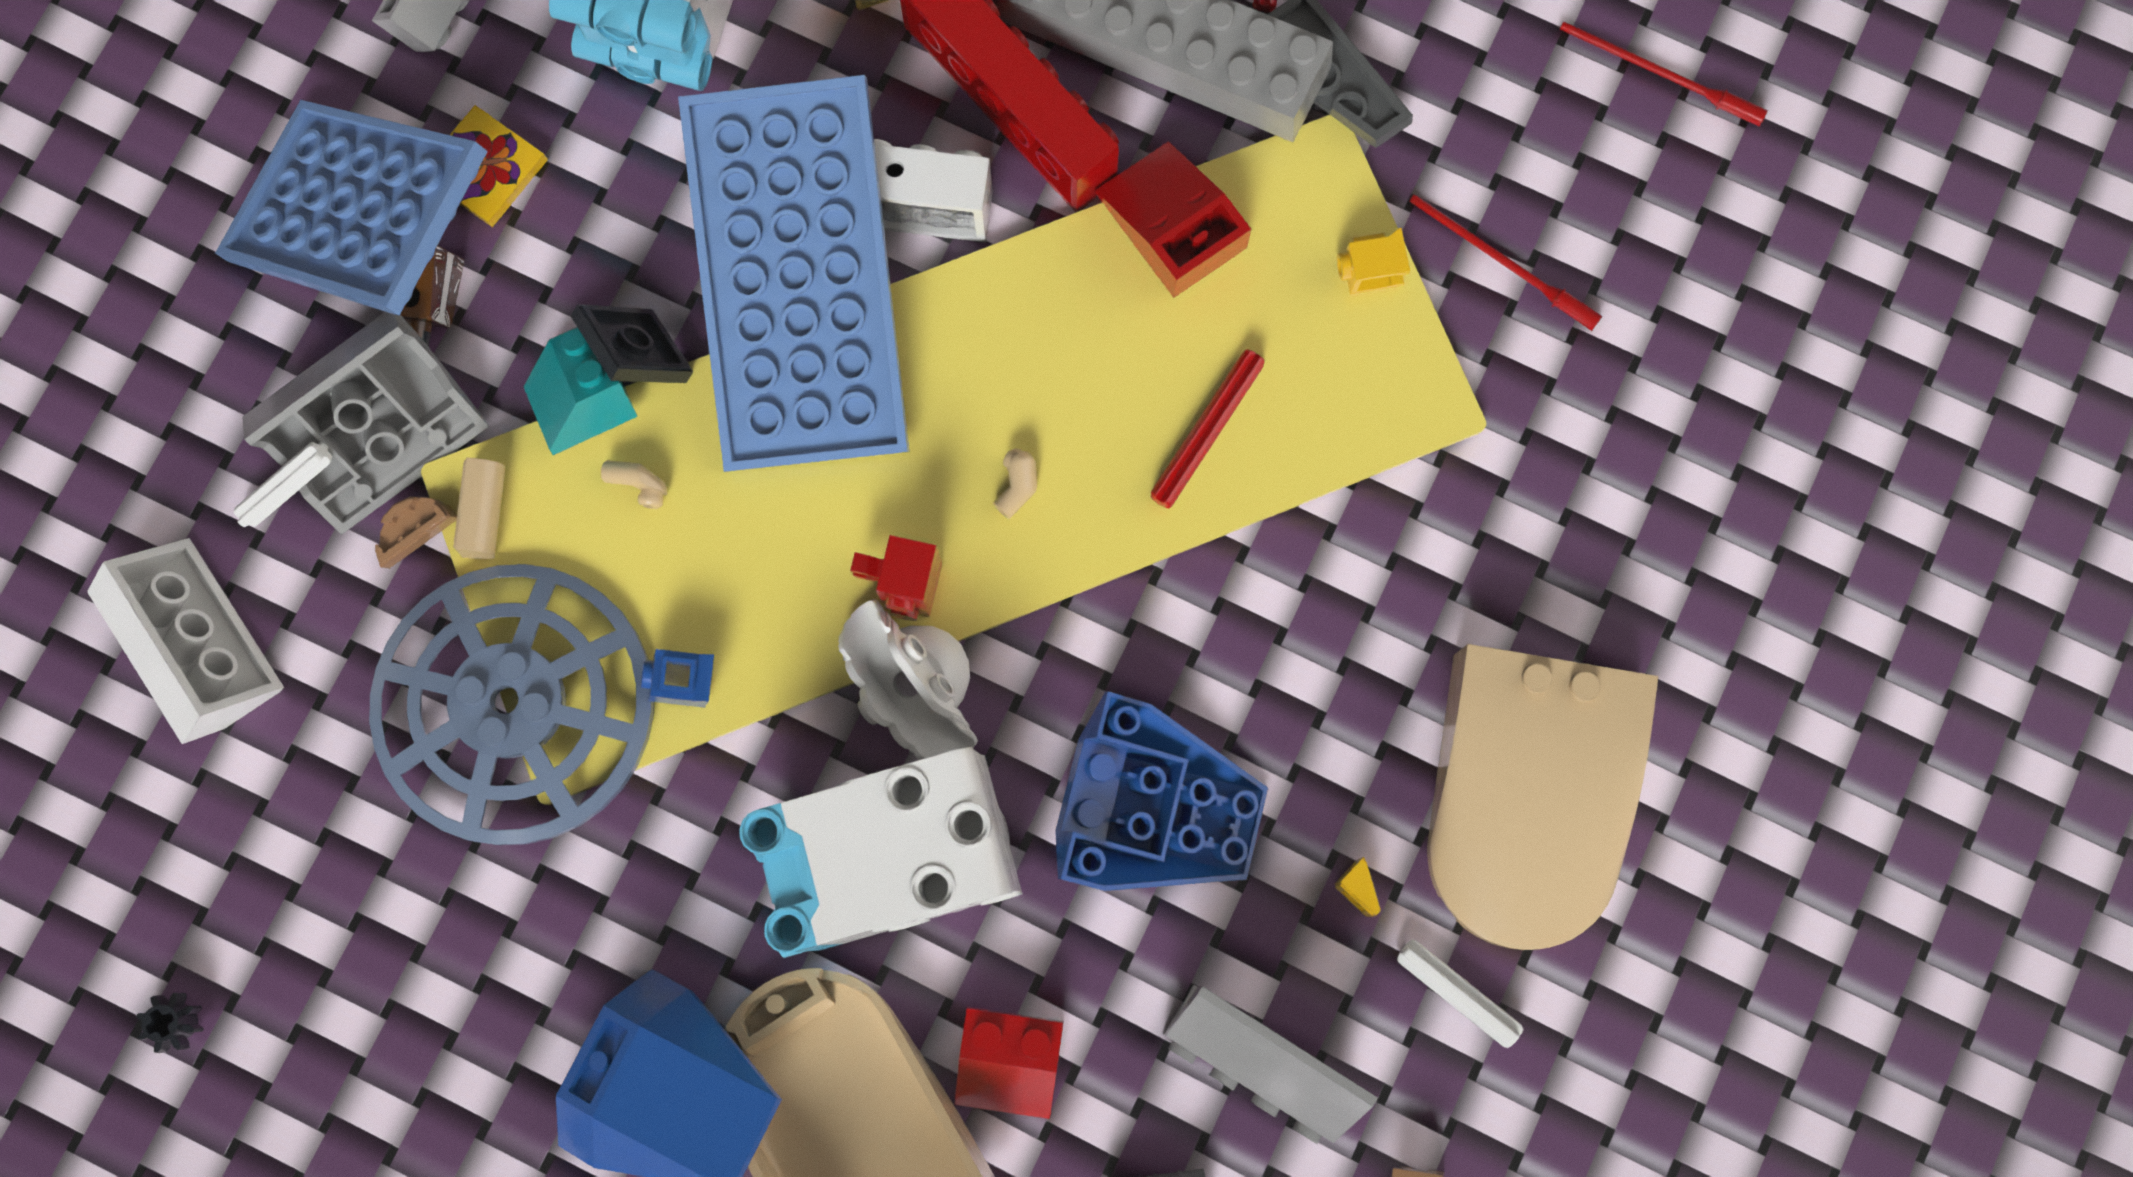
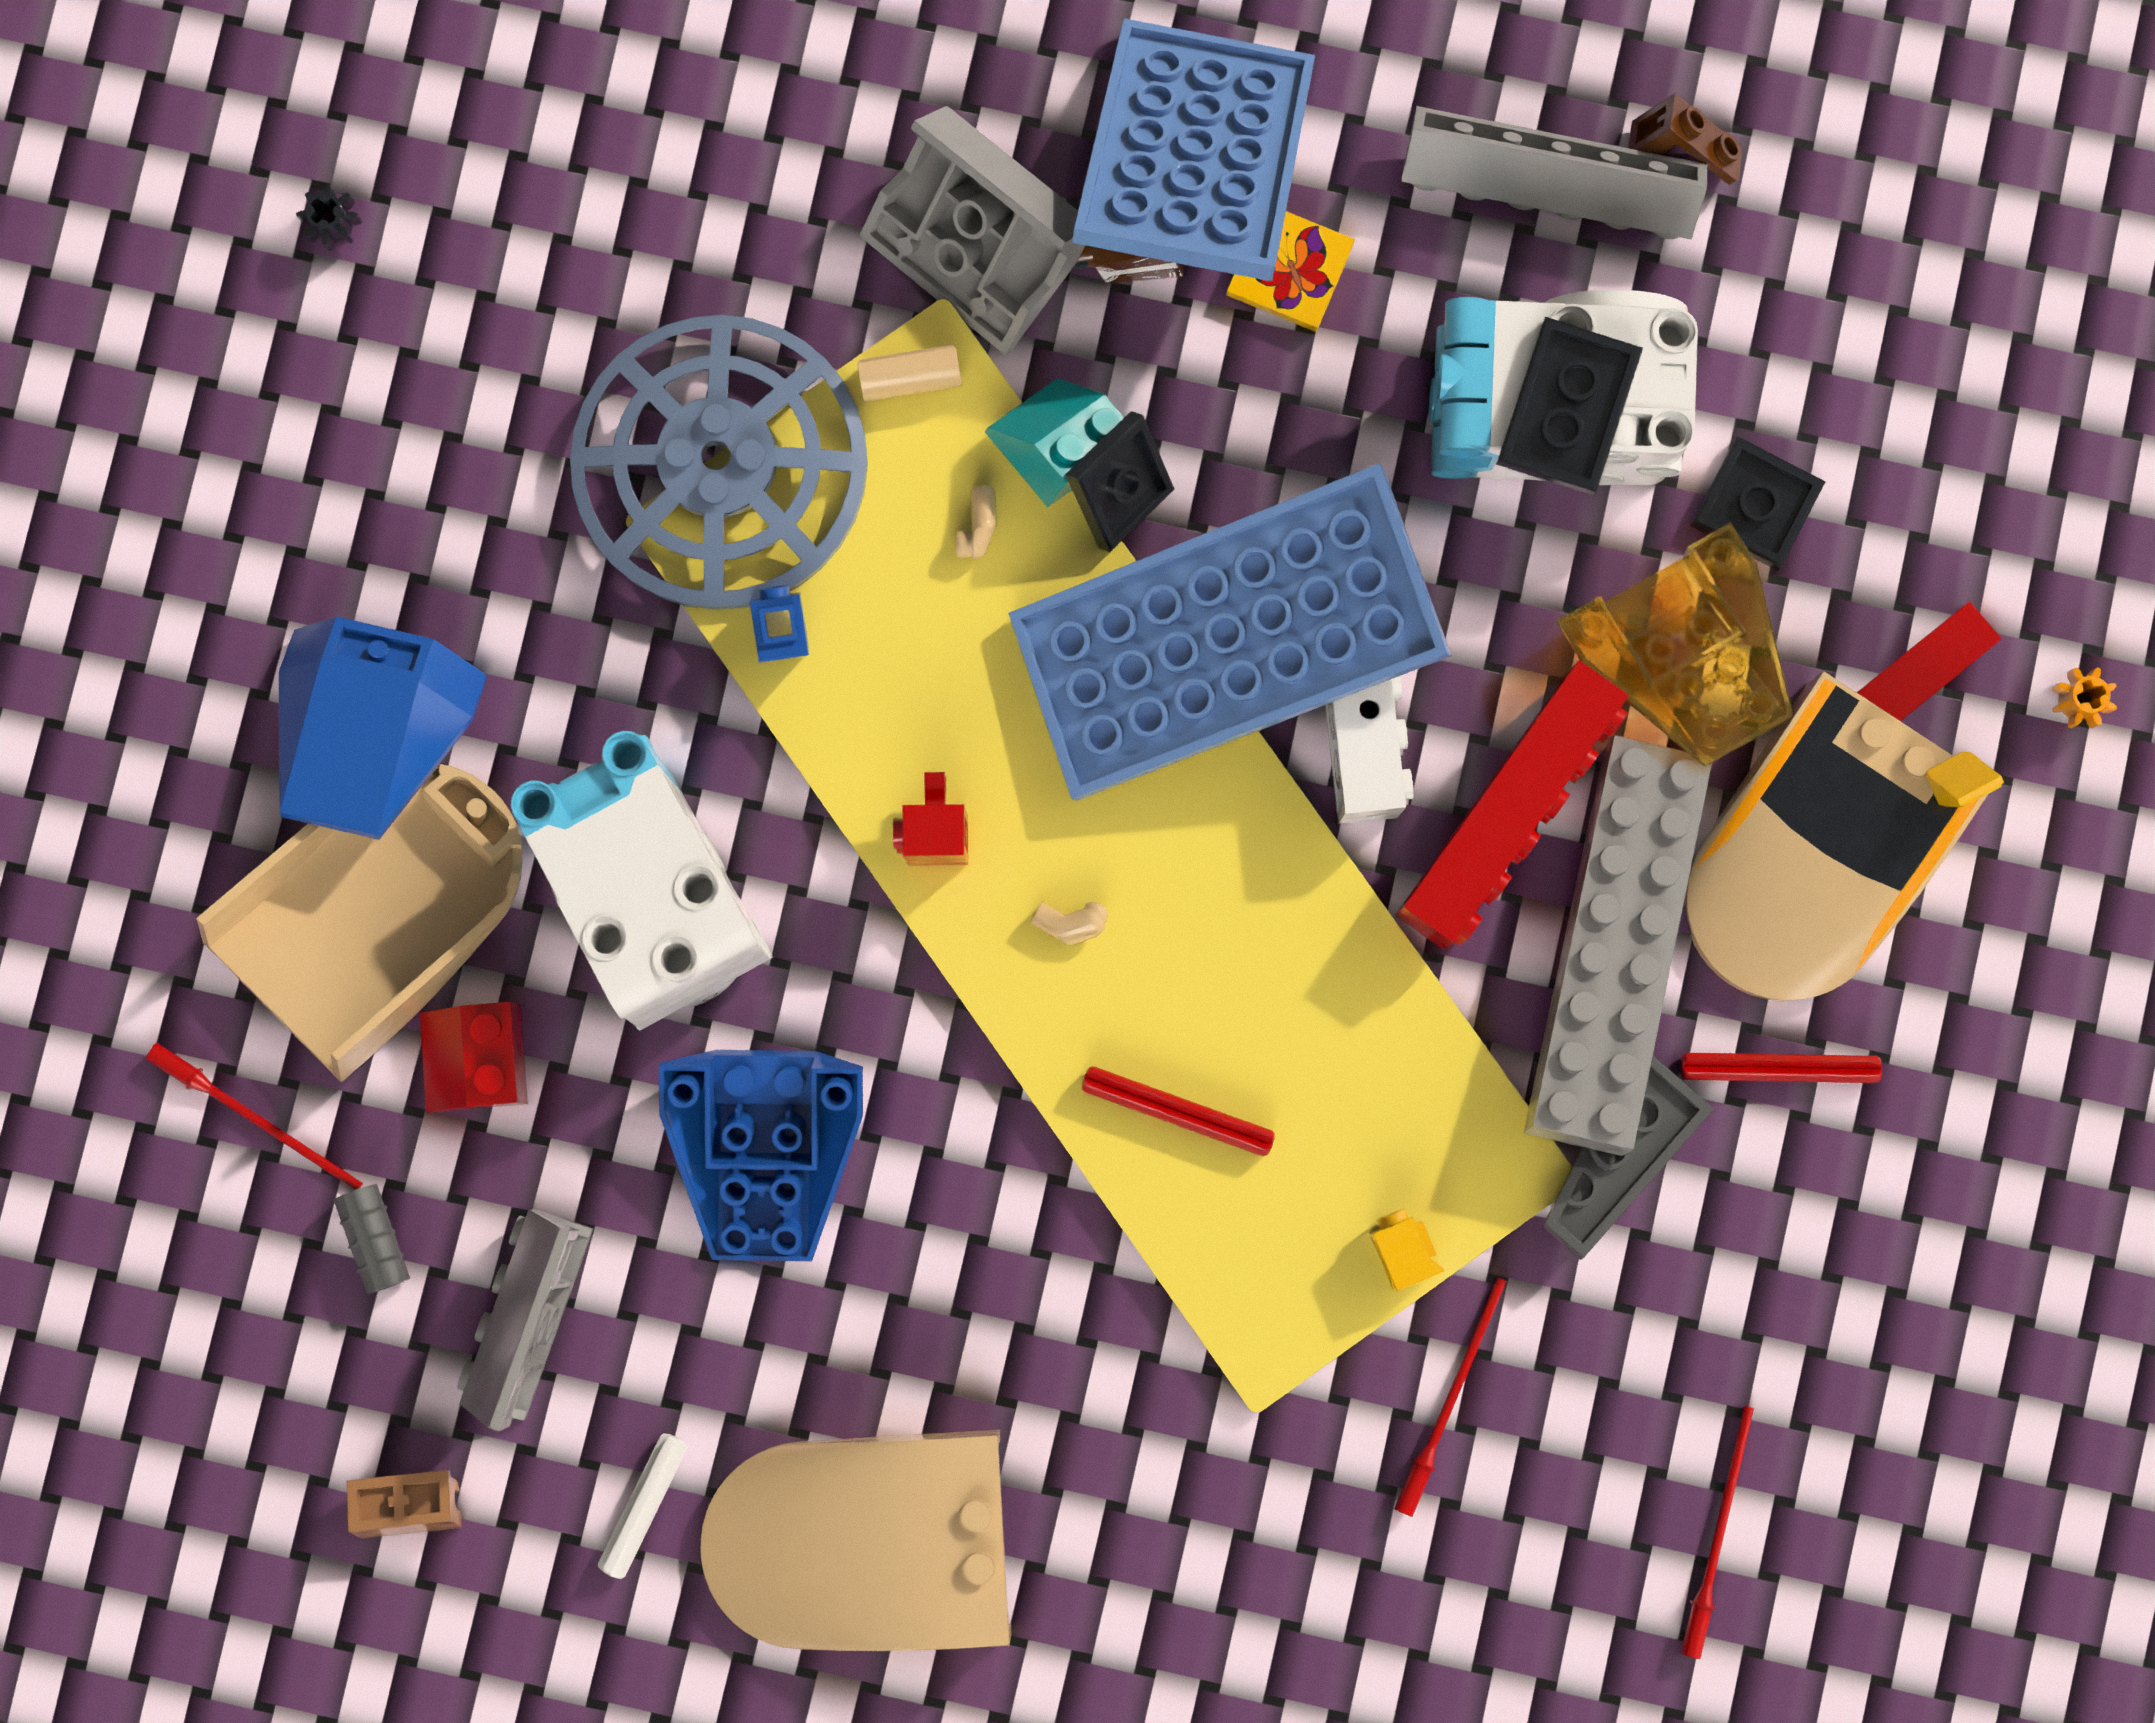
camera: 80 degrees right, 5 degrees up
(183, 638) = (711, 113): white slope -> none
(283, 484) = (887, 166): white axle -> none
(409, 526) = (880, 305): medium nougat tile -> none
(932, 662) = (854, 876): white piece -> none
(1175, 217) = (1404, 1019): red slope -> none
(1359, 888) = (726, 1374): yellow slope -> none

